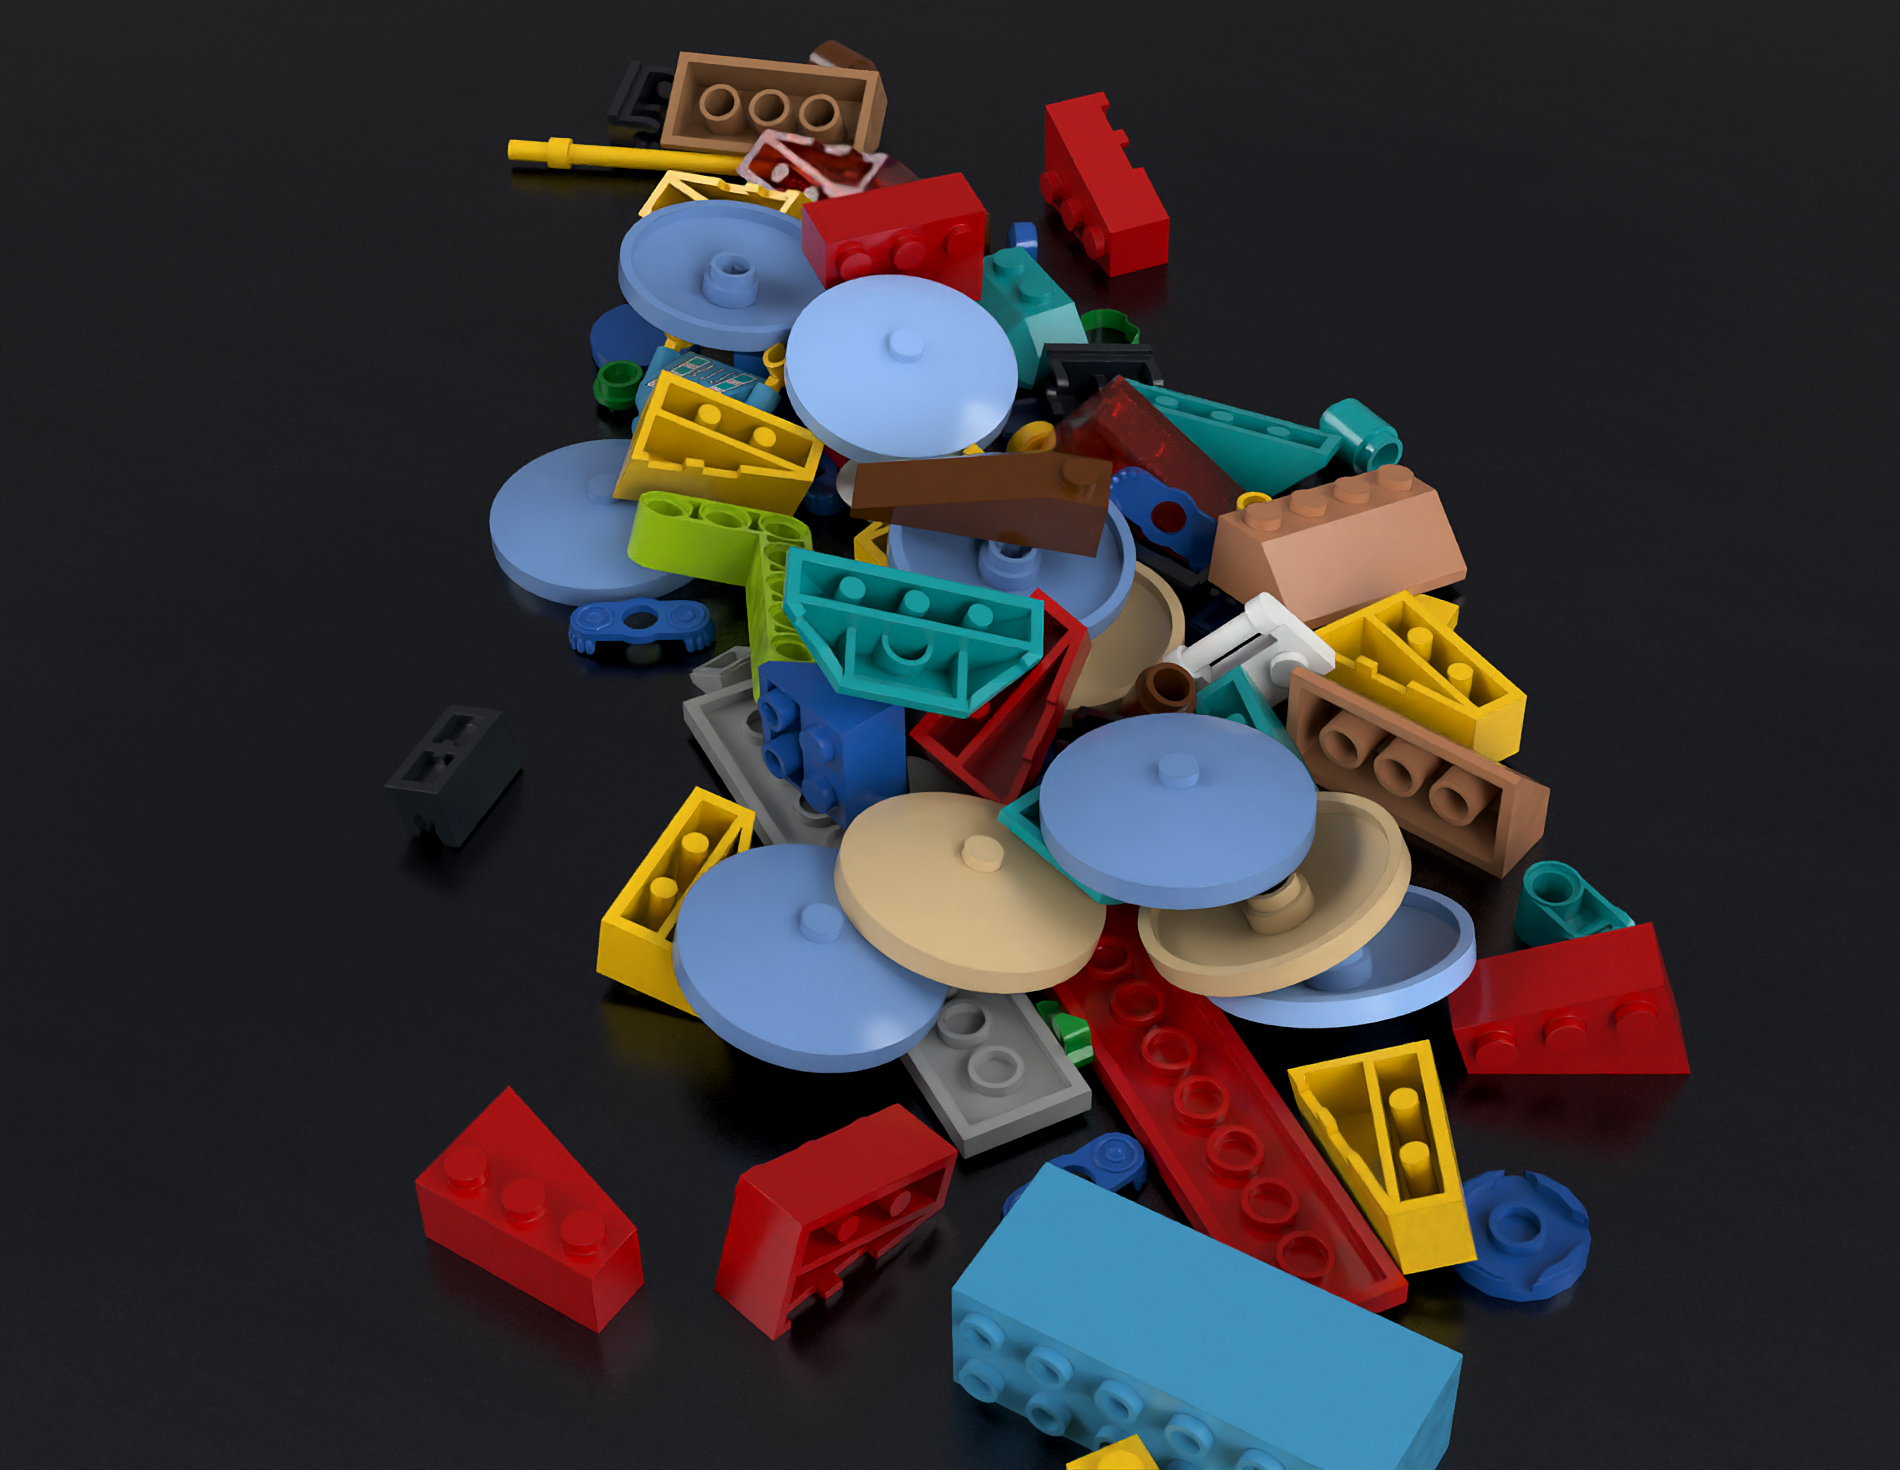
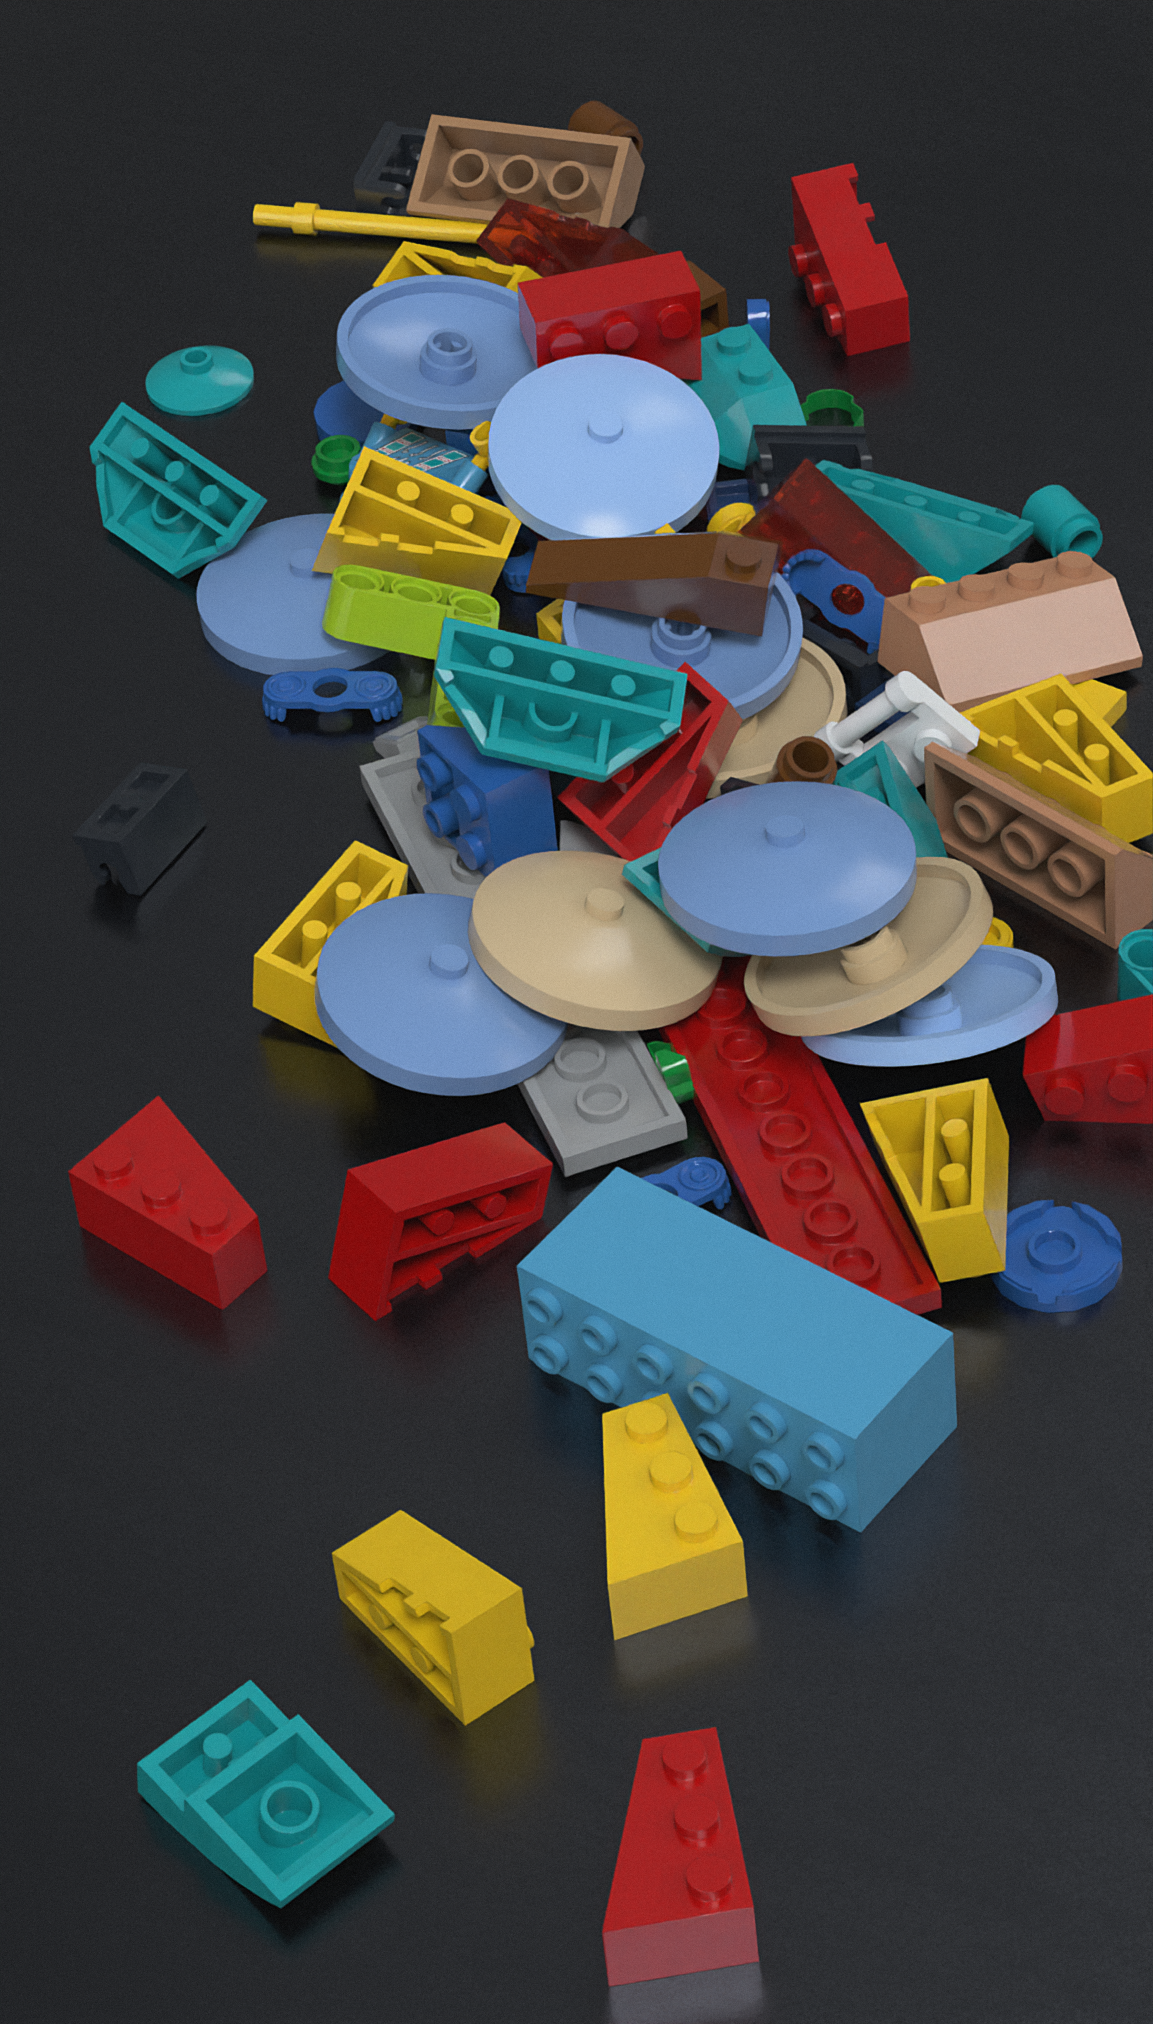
camera: 10 degrees right, 0 degrees up
(452, 423) = (167, 495): none -> teal wedge
(469, 309) = (199, 380): none -> teal dish

